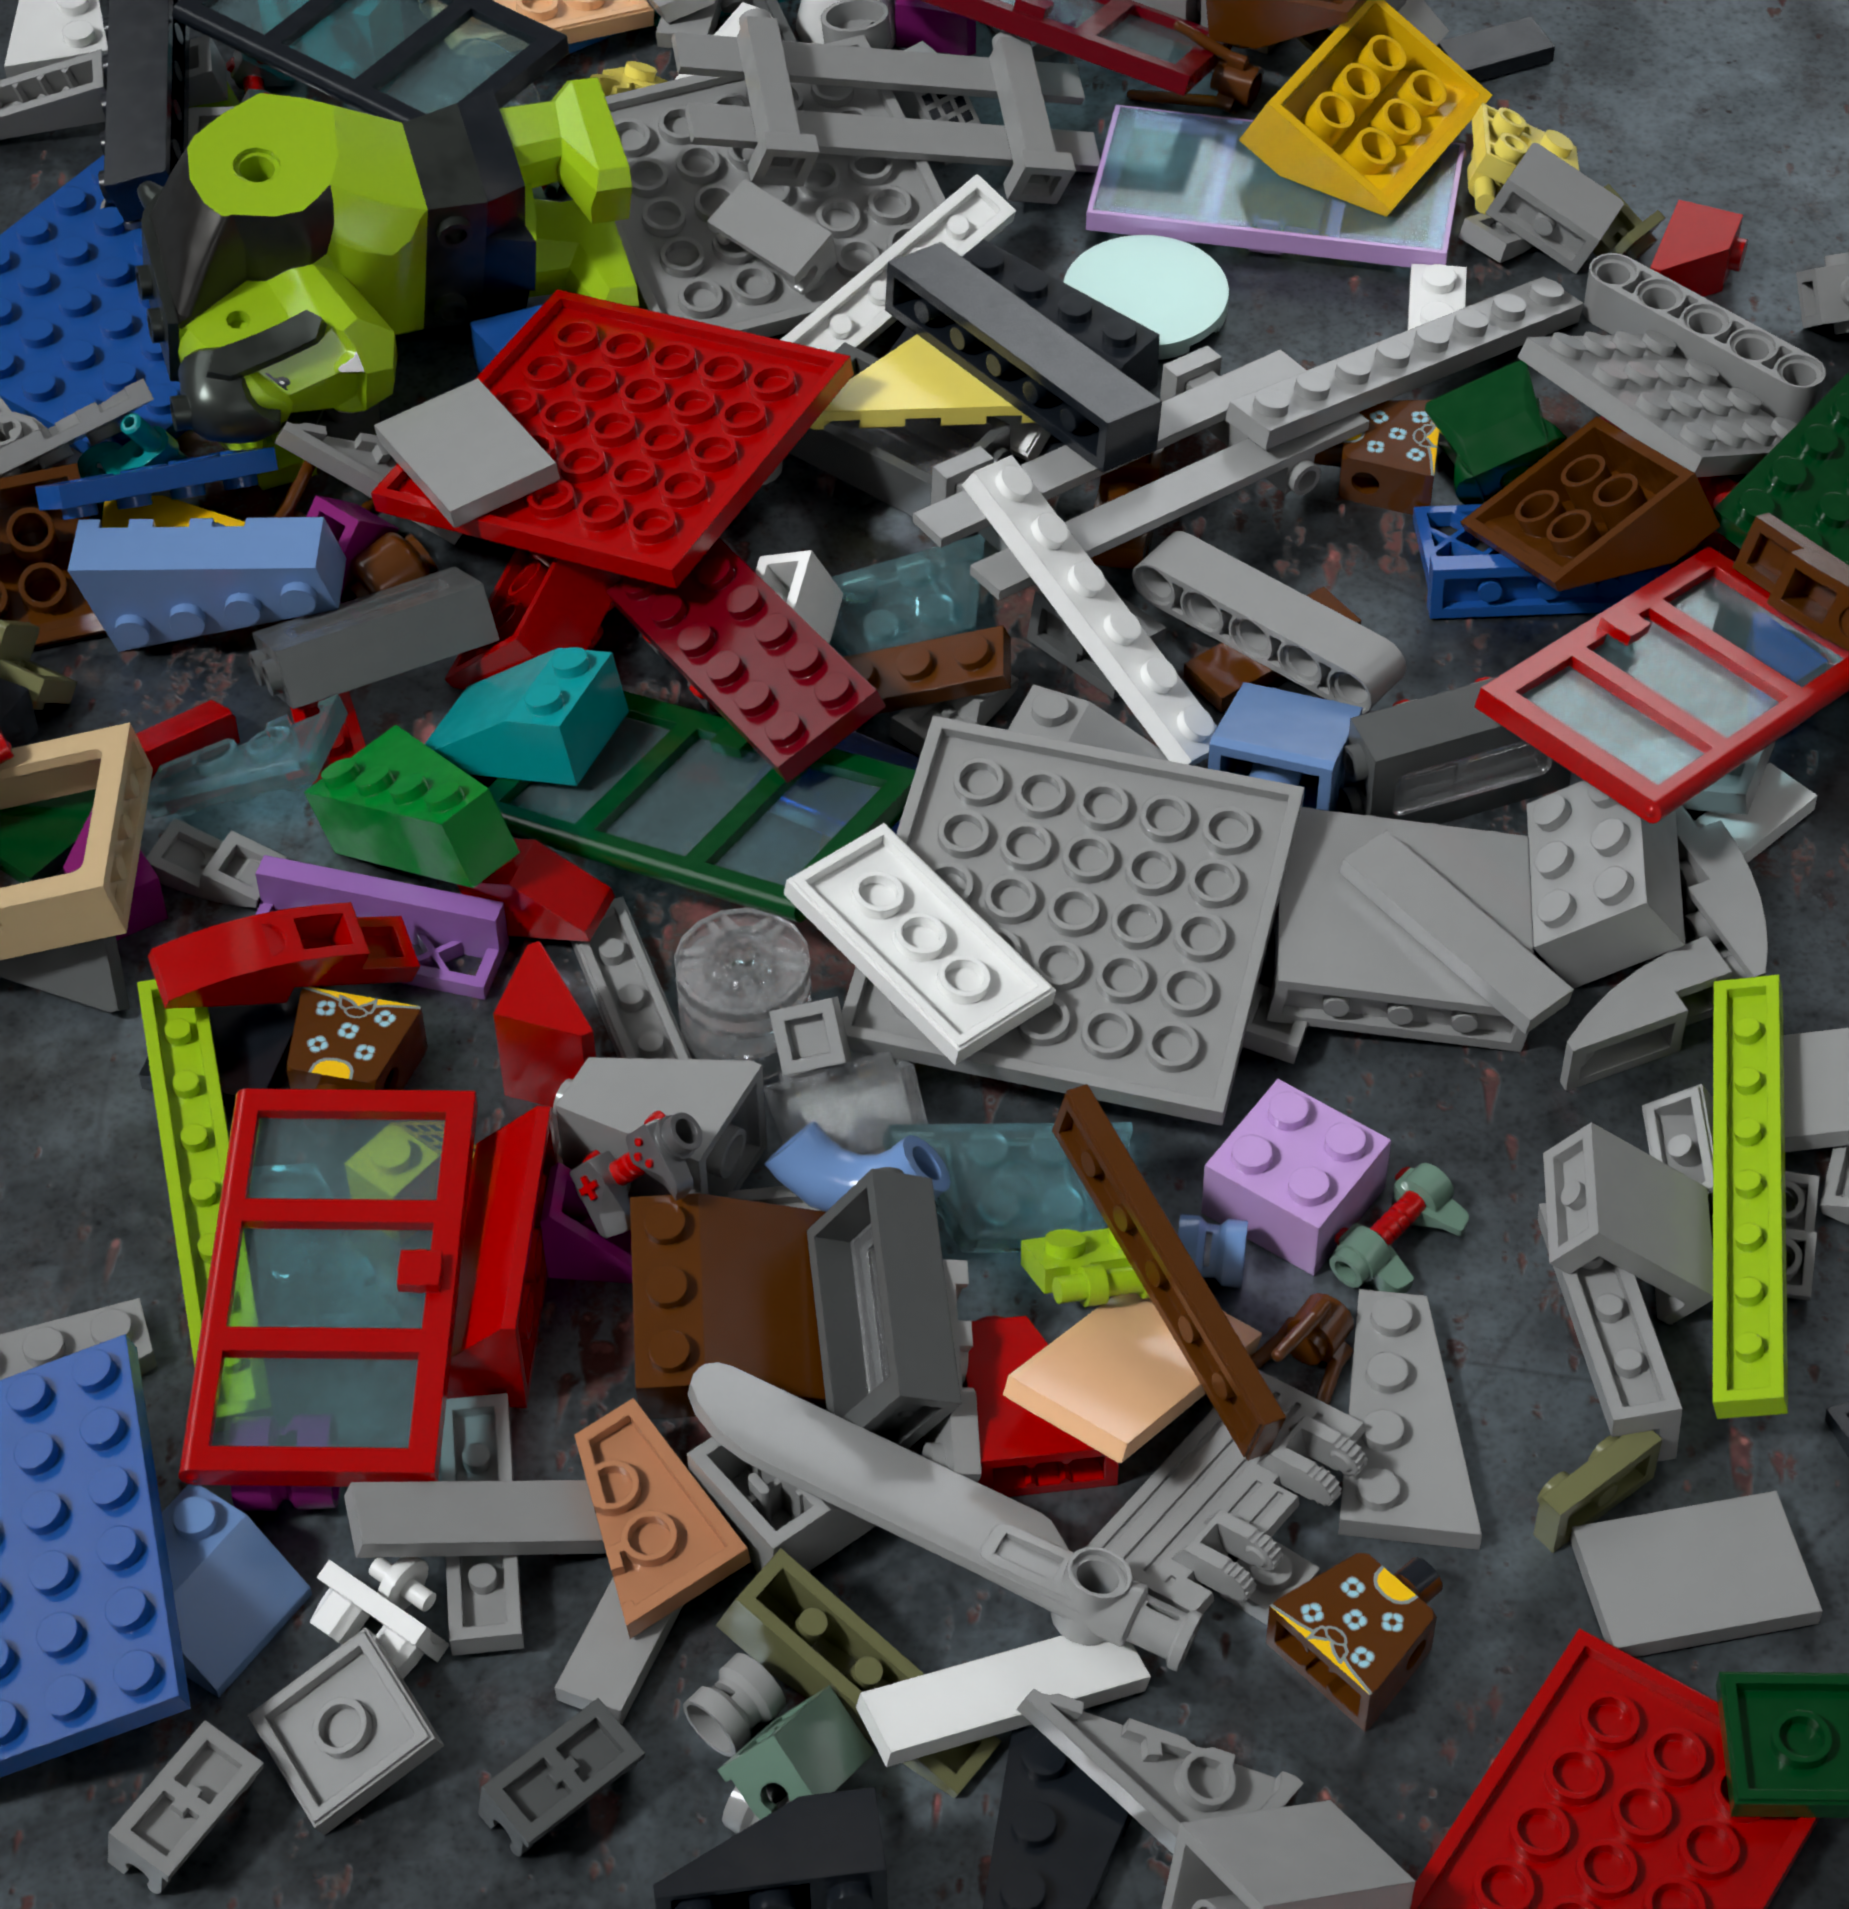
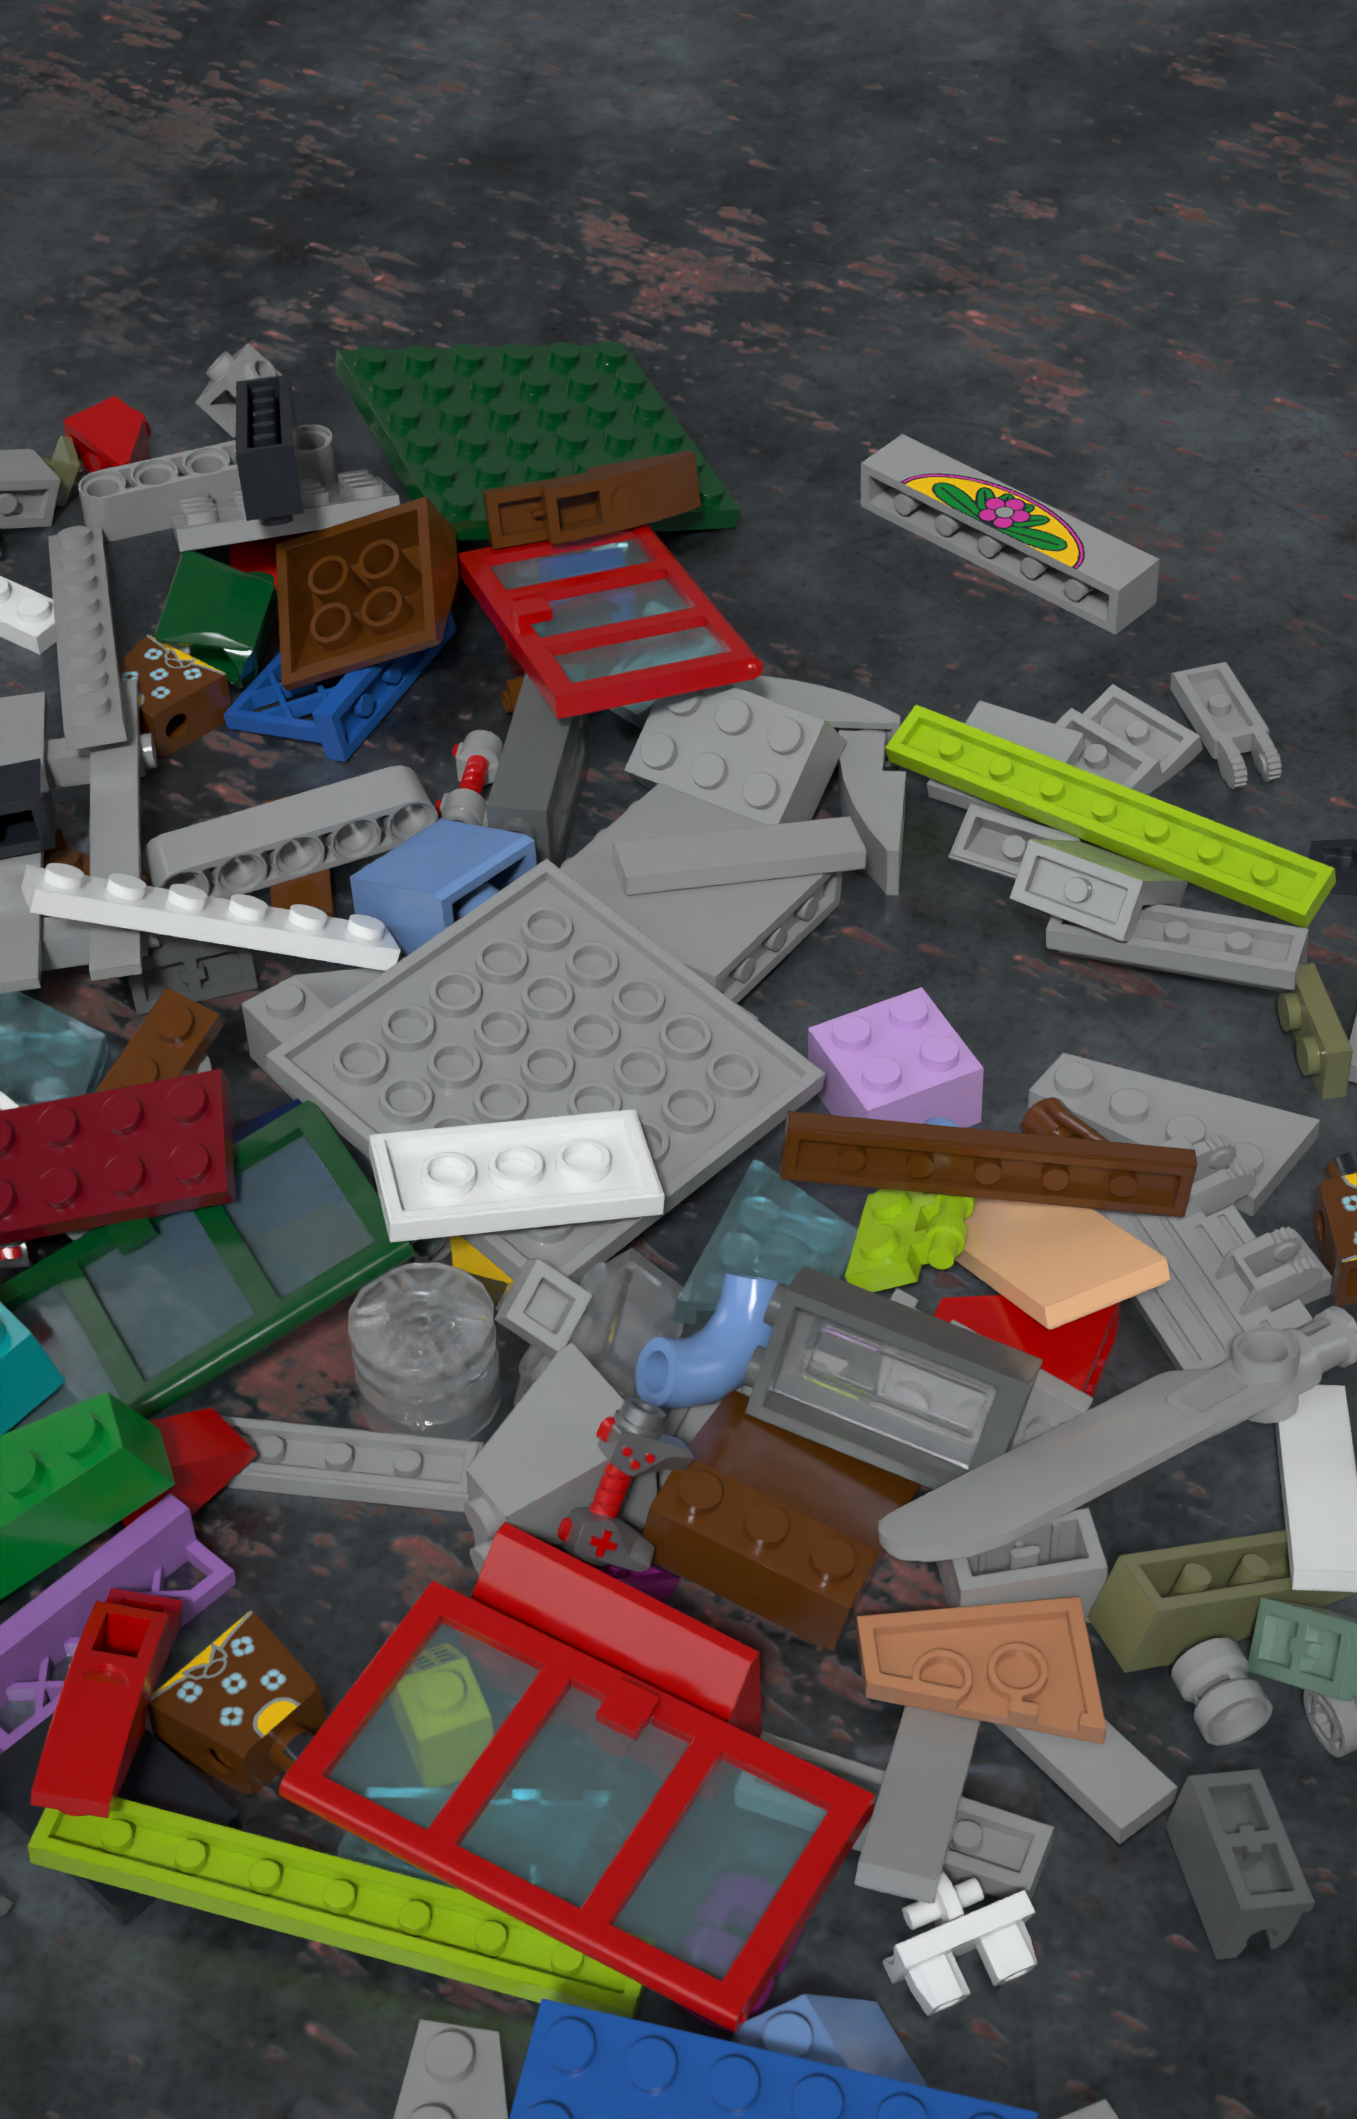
camera: 60 degrees left, 5 degrees down
(345, 1731) = (1083, 2023): light grey tile -> none
(539, 1030) = (369, 1518): red slope -> none
(1419, 1199) = (1005, 1072): sand green piece -> none
(1667, 335) = (268, 450): none -> black brick

